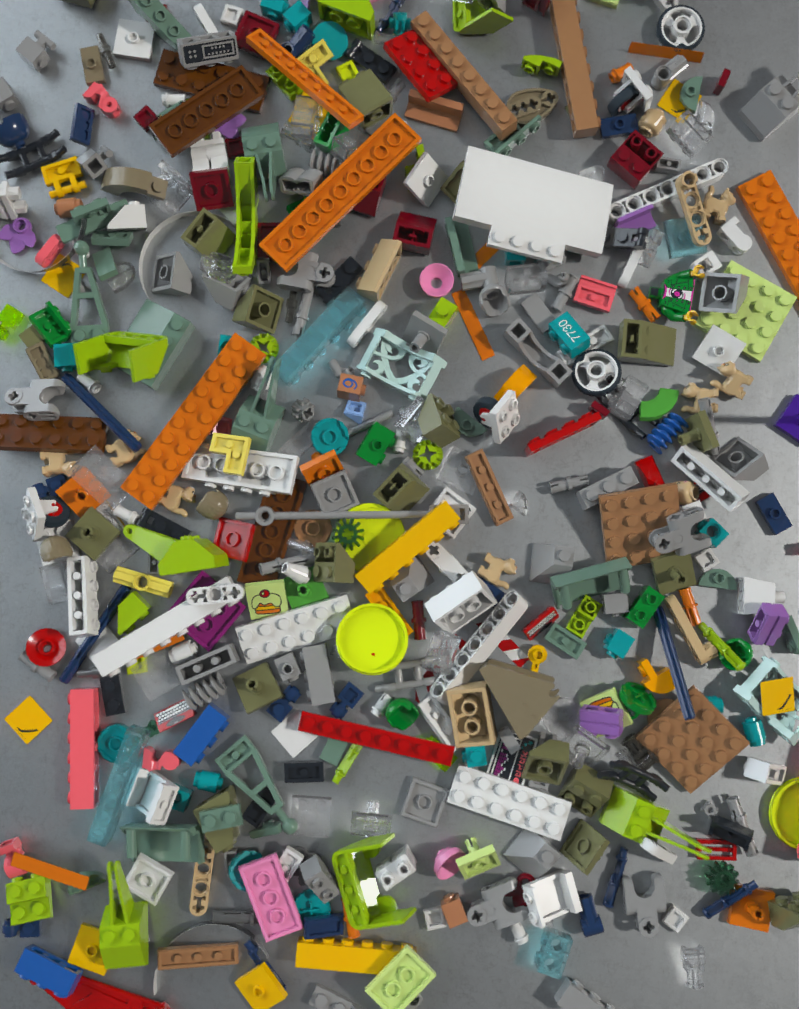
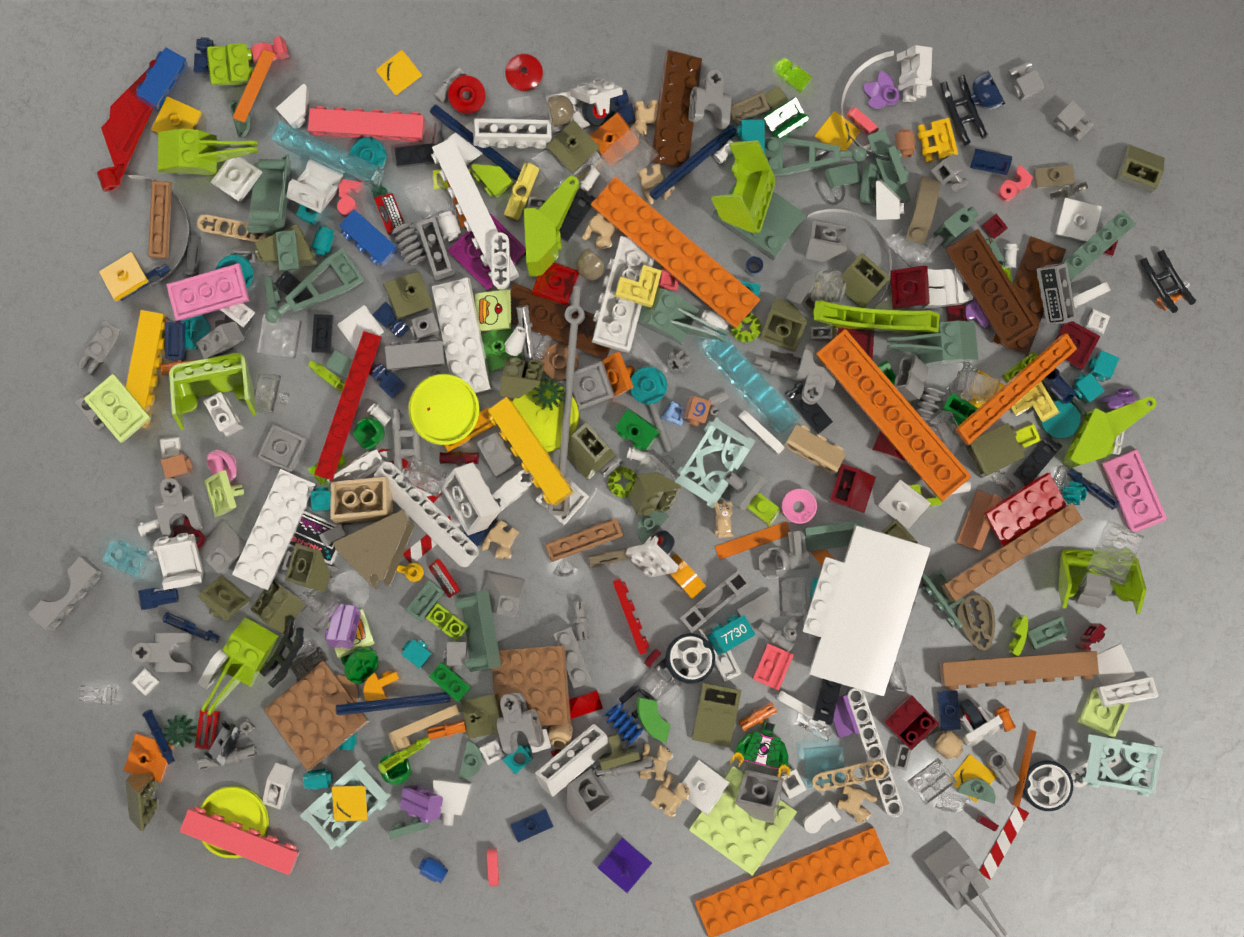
camera: 90 degrees right, 0 degrees up
(29, 591) = (524, 81): none -> red dish
(70, 824) = (295, 107): none -> white slope
(143, 148) = (956, 225): none -> sand green torso
(197, 339) = (754, 273): none -> dark blue beam
(458, 352) = (723, 519): none -> tan animal
(504, 462) = (607, 557): none -> dark tan pin
(535, 38) = (1048, 632): none -> sand green plate
(736, 67) = (1003, 842): none -> sticker

